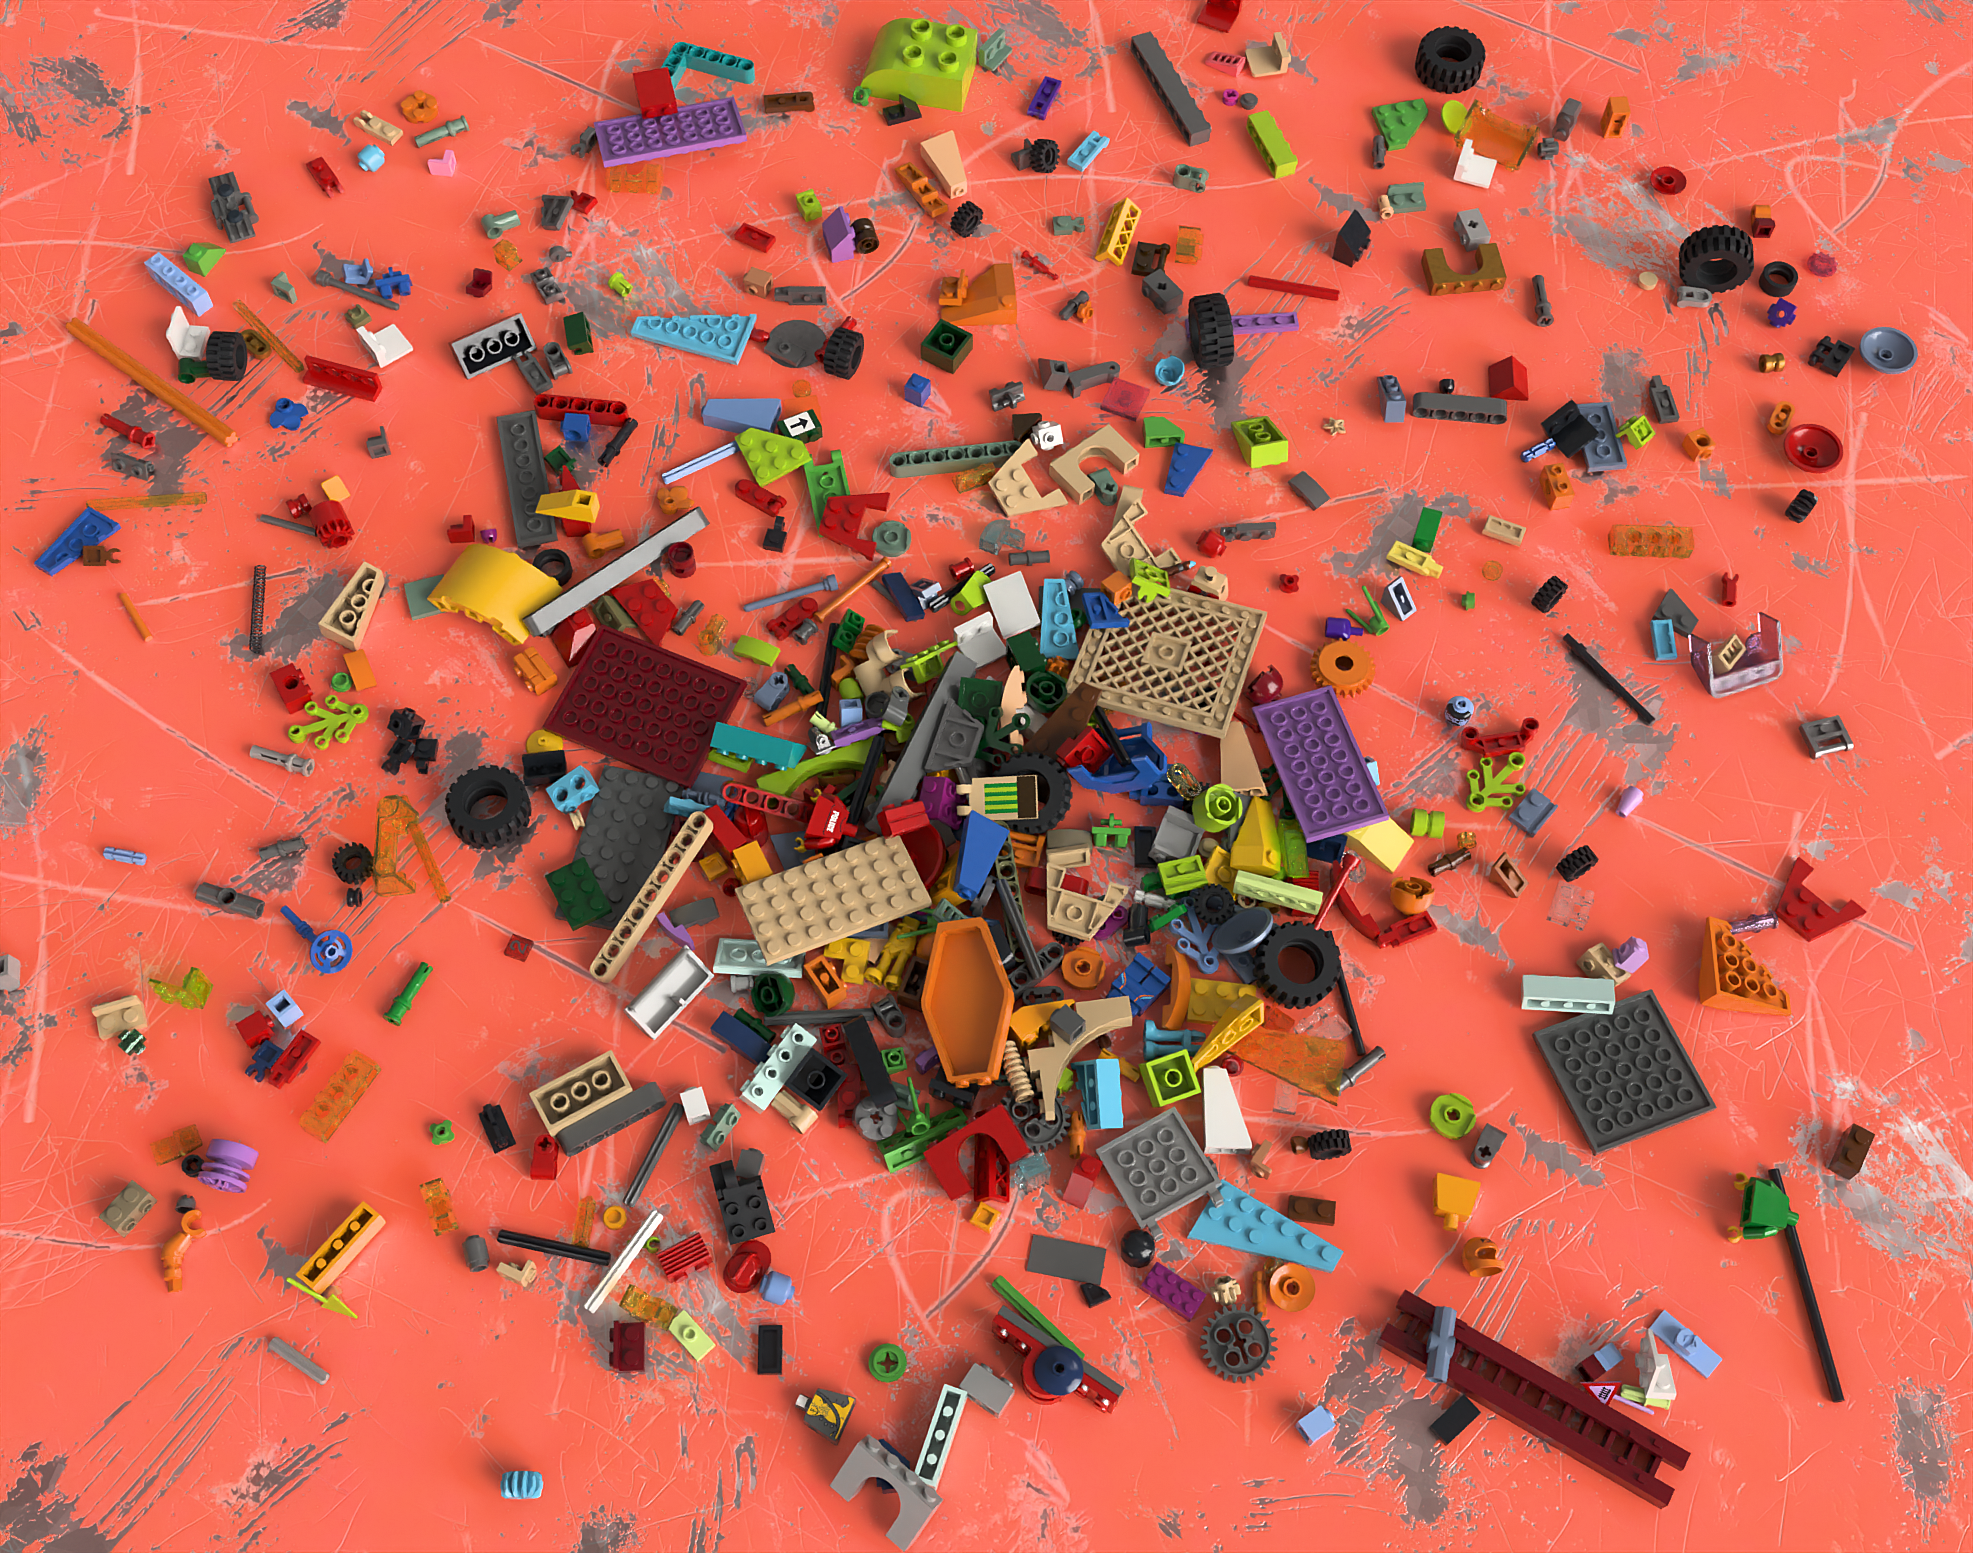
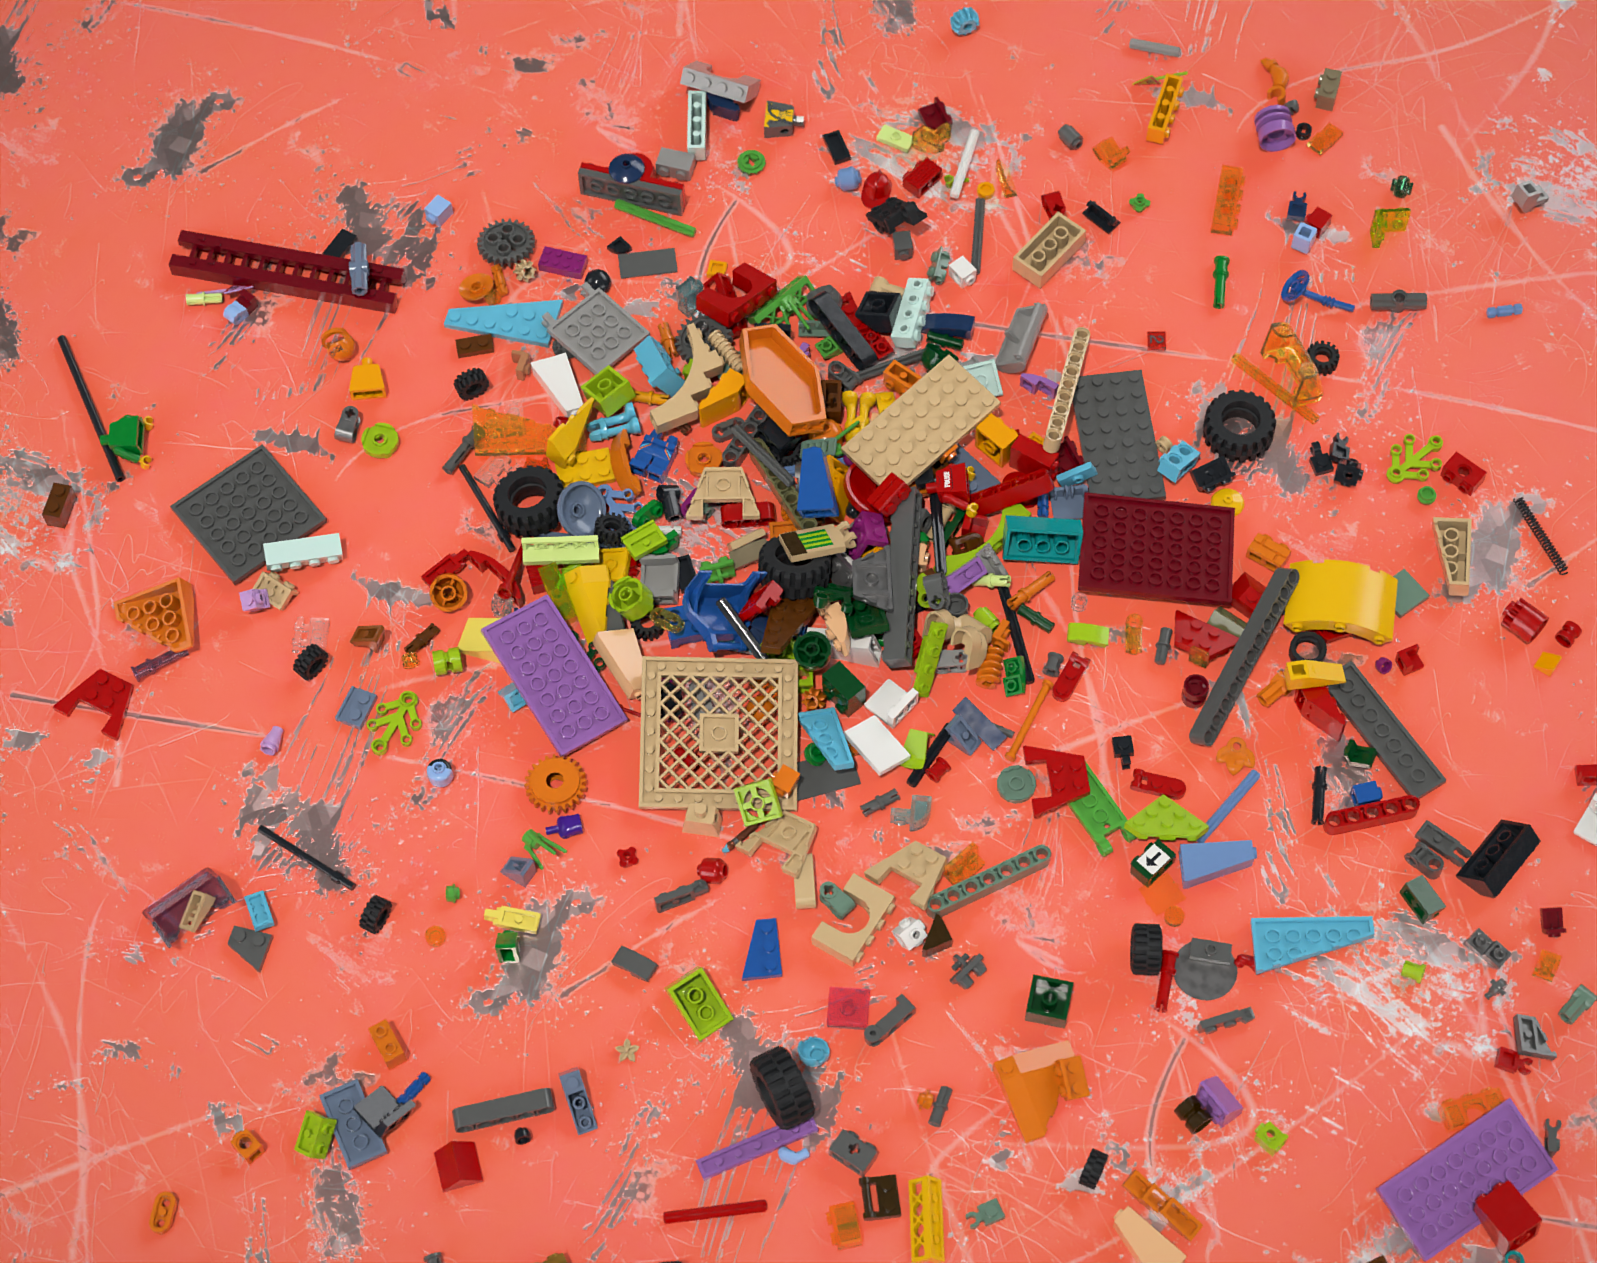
camera: 165 degrees right, 0 degrees up
(119, 1015) = (1424, 203): tan bracket -> none
(282, 848) = (1385, 352): dark grey pin -> none
(288, 525) = (1575, 618): dark grey bar -> none
(291, 762) = (1422, 417): light grey pin -> none
(293, 1059) = (1277, 214): red hinge -> none
(354, 897) = (1304, 333): black bush -> none
(360, 670) = (1417, 507): orange slope -> none
(379, 445) = (1538, 720): dark grey panel -> none
(514, 1274) = (1035, 133): tan bracket -> none
(554, 1247) = (1019, 159): black axle -> none
(578, 893) = (1129, 384): dark green plate -> none
(611, 1119) = (1002, 262): dark grey beam -> none
(694, 913) = (1029, 403): dark grey slope -> none
(755, 237) = (1308, 1078): red plate -> none
(758, 282) = (1276, 1020): nougat brick -> none
(772, 692) = (1054, 600): sand blue piece -> none
(828, 583) = (1051, 718): sand blue piece -> none
(849, 712) = (977, 595): light blue brick -> none
(917, 390) = (1057, 944): blue brick -> none
(1037, 264) = (1002, 1149): red piece -> none
(1053, 374) = (931, 1010): dark grey slope -> none
(1067, 1024) = (697, 383): dark grey brick -> none
(1073, 582) = (831, 784): sand blue wheel -> none
(1082, 1180) = (652, 312): red slope -> none
(1102, 612) = (789, 751): blue wing -> none
(1161, 432) = (799, 978): bright green slope -> none
(1265, 687) = (622, 738): dark red cylinder -> none
(1299, 1144) = (495, 384): dark orange hinge -> none
(1500, 743) = (395, 757): red plate -> none
(1504, 530) = (431, 981): tan plate -> none
(1651, 541) = (295, 1017): brick -> none
(1654, 1370) = (197, 308): white bracket -> none
(1663, 401) = (291, 1192): dark grey hinge -> none
(1685, 1344) = (178, 343): light blue piece -> none
(1729, 590) = (200, 987): red bar -> none
(1801, 506) = (135, 1098): black gear -> none
(1813, 448) = (118, 1164): red dish -> none
(1822, 731) = (100, 864): flat silver plate -> none

